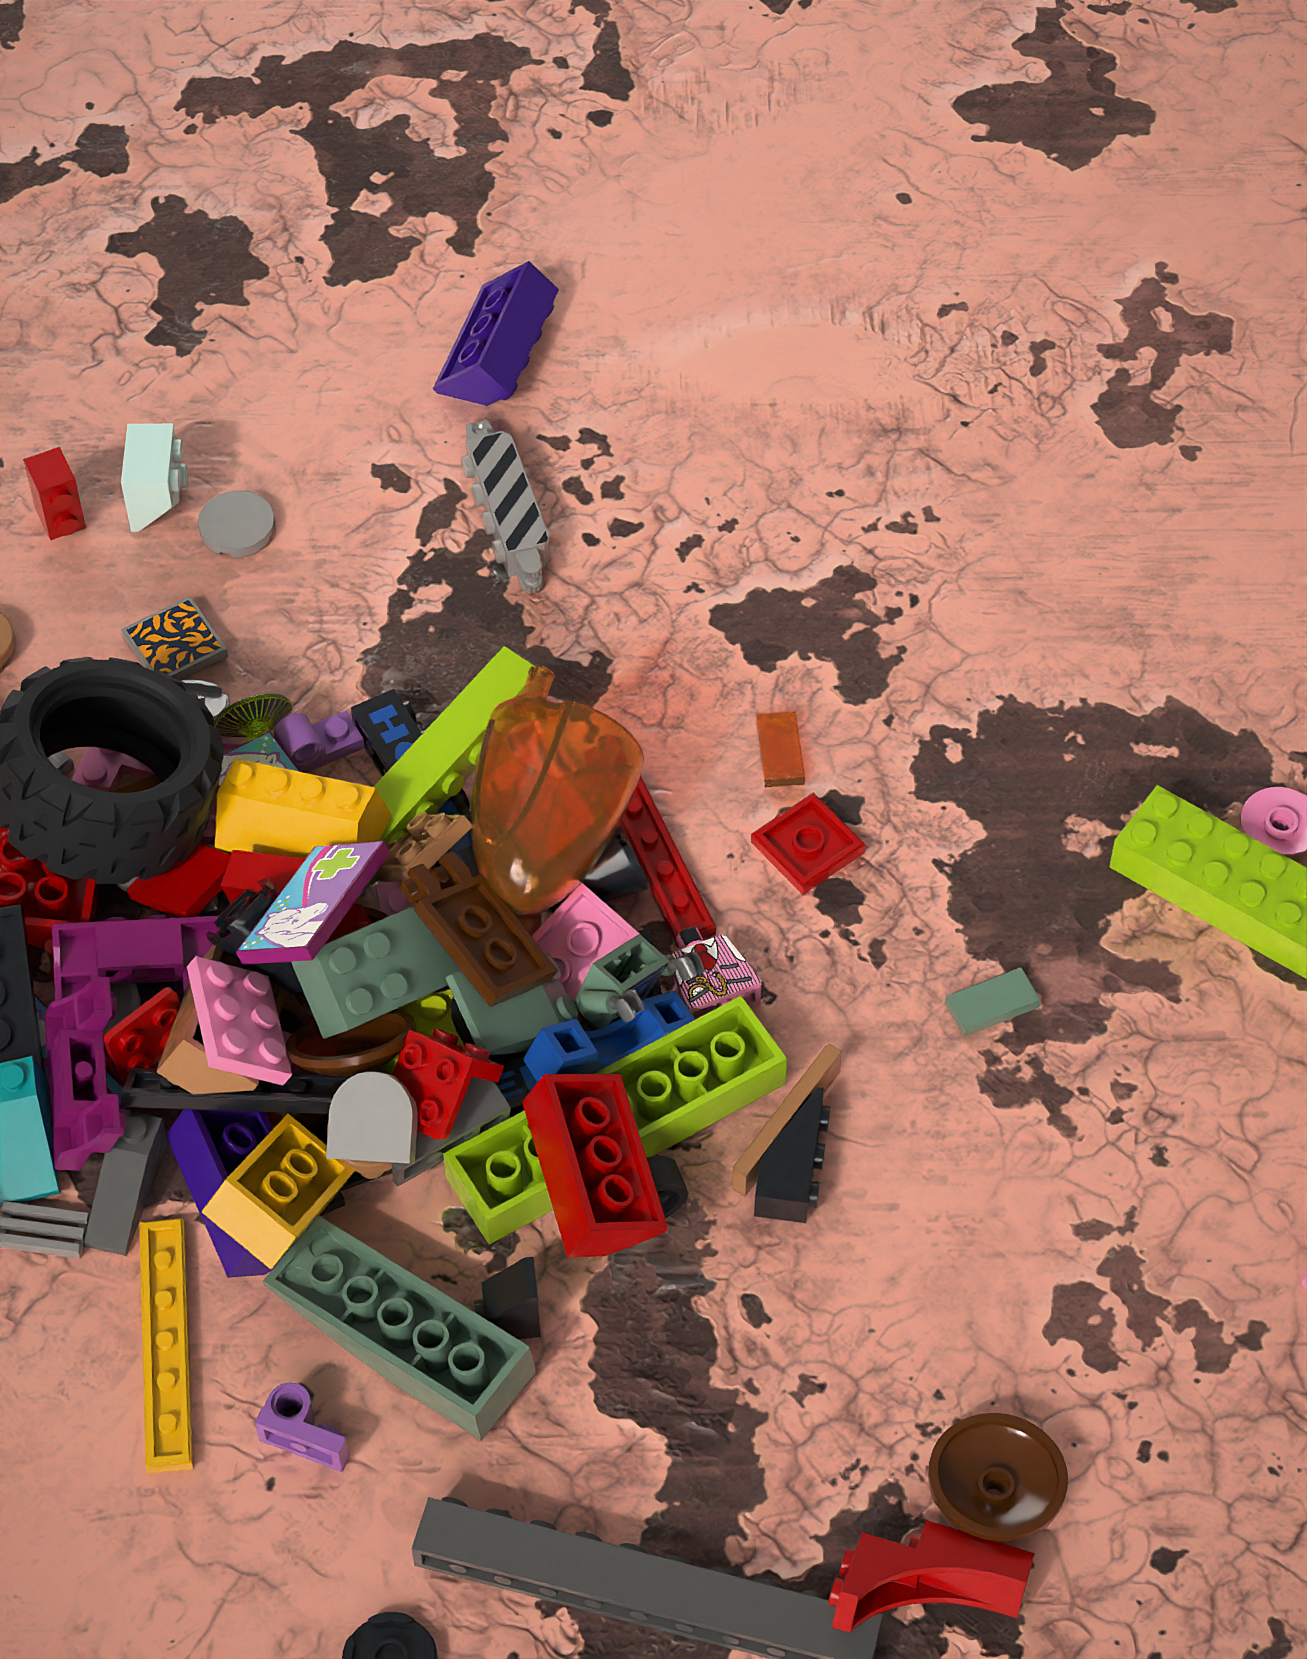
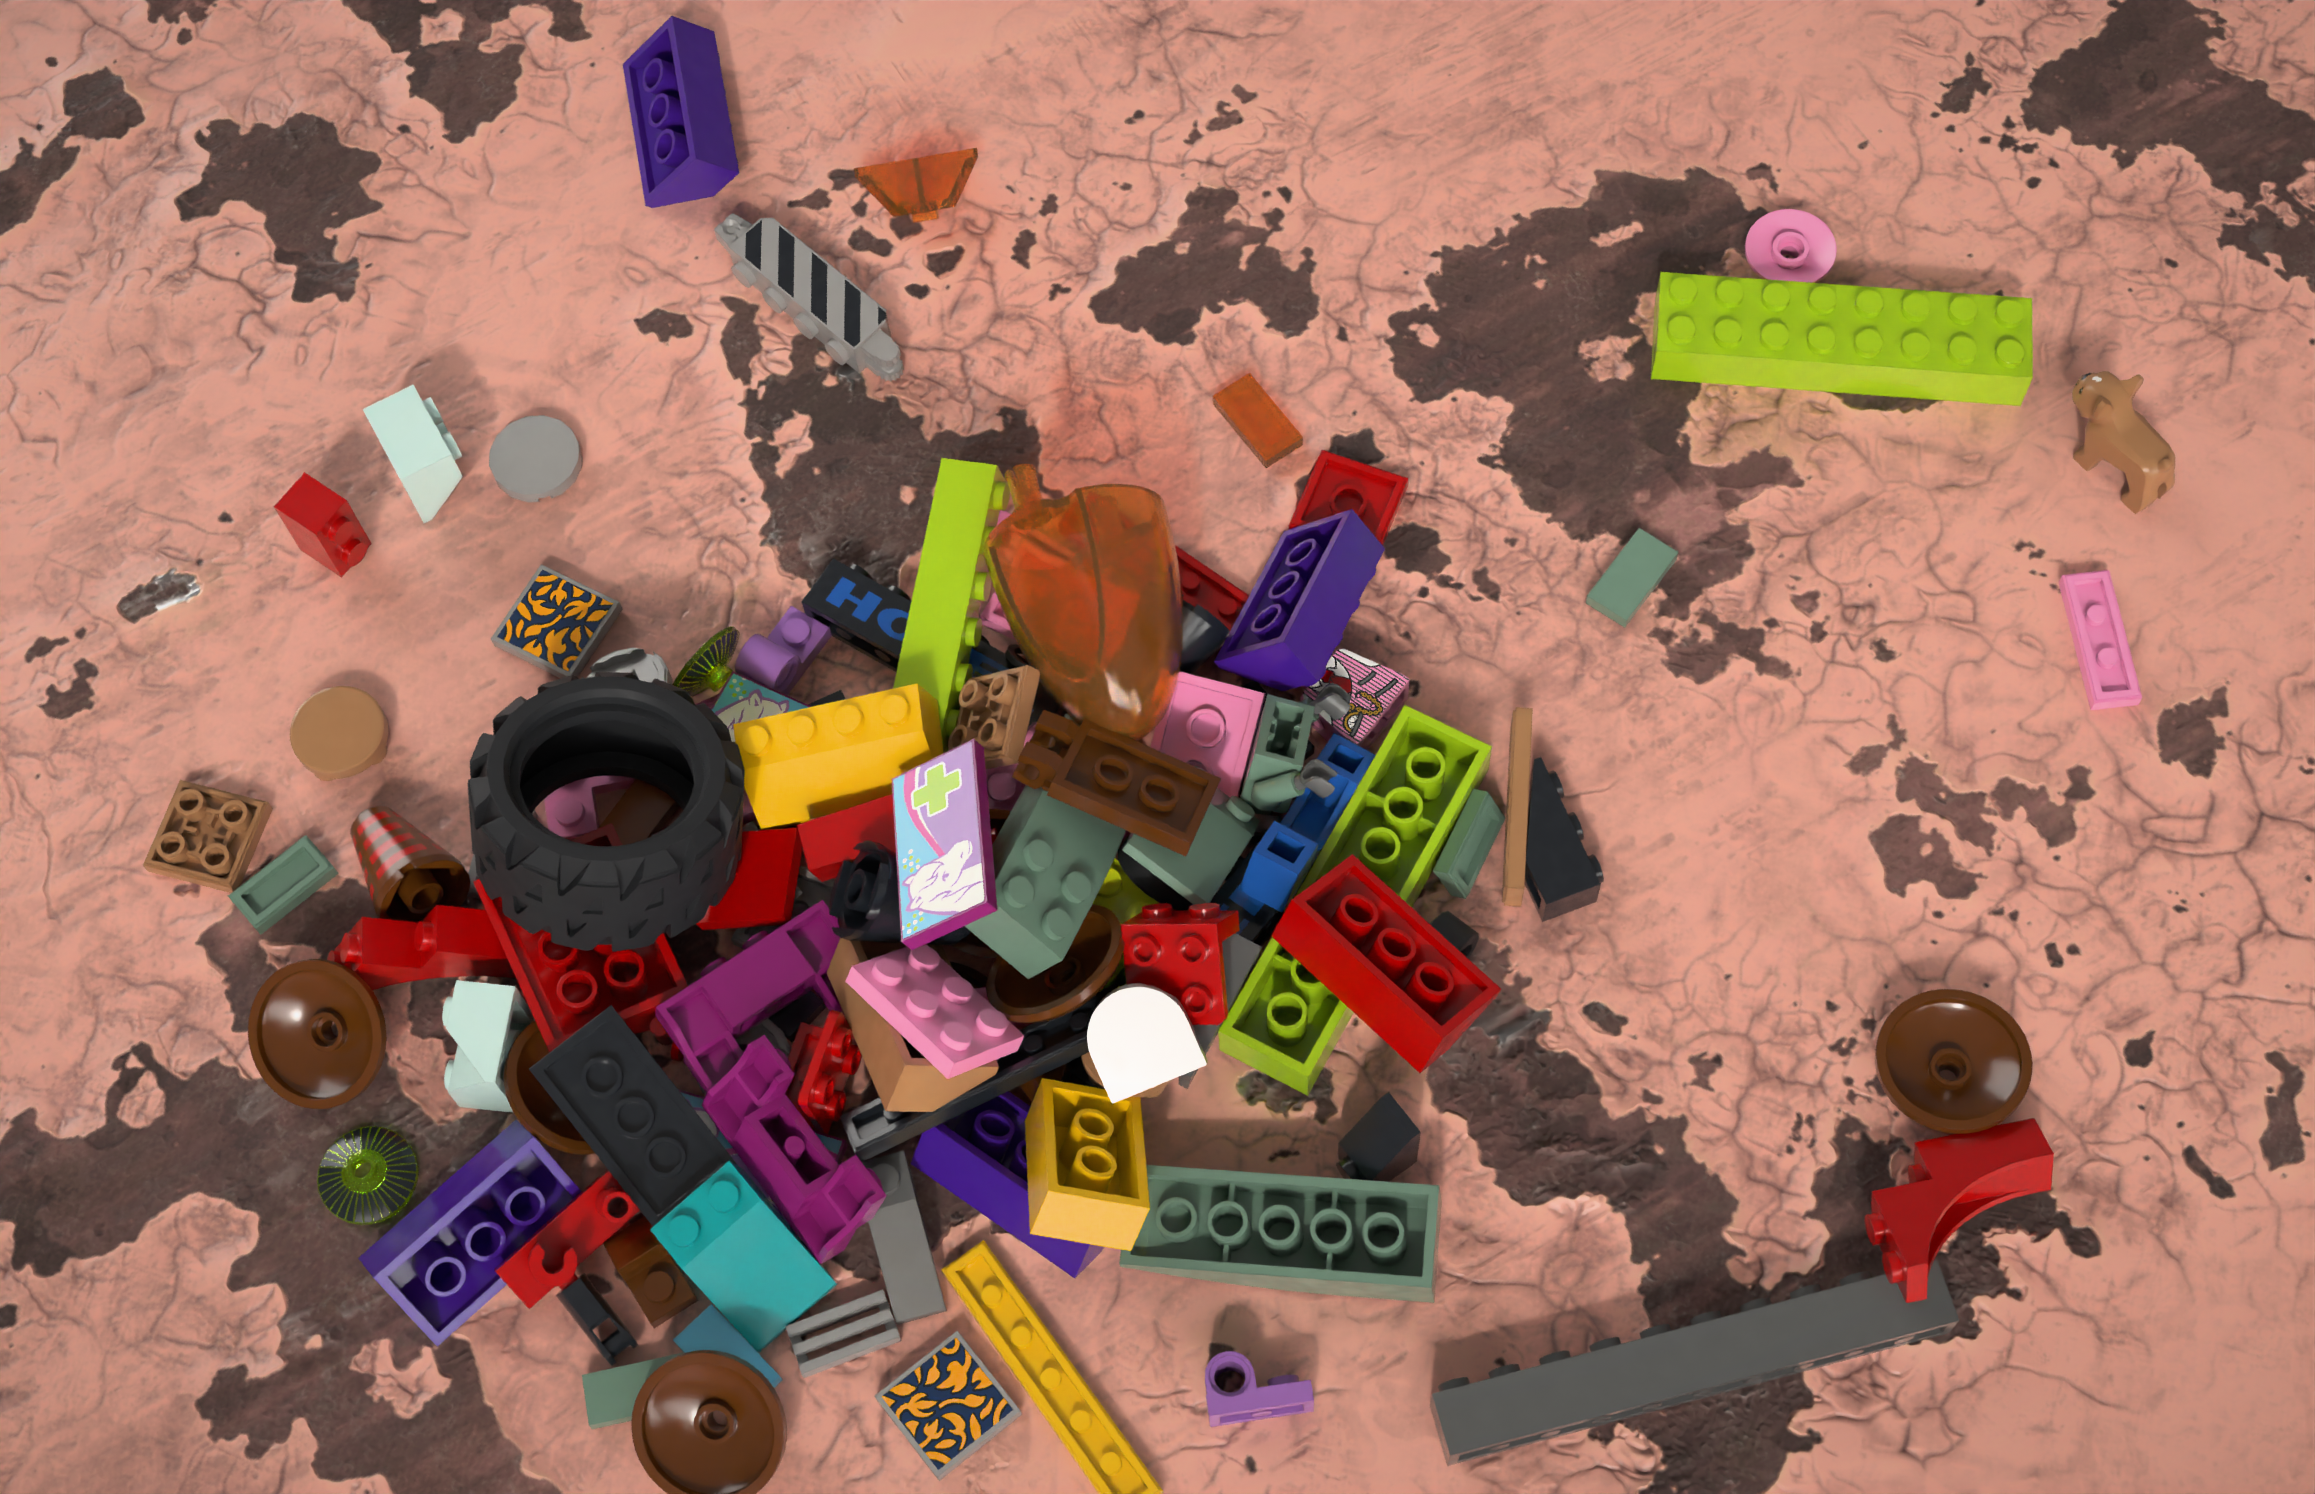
camera: 25 degrees left, 10 degrees up
(80, 1319) = (948, 1405): none -> tile
(638, 462) = (919, 184): none -> clear orange slope
(719, 890) = (1302, 602): none -> dark purple slope
(729, 1126) = (1469, 844): none -> sand green tile

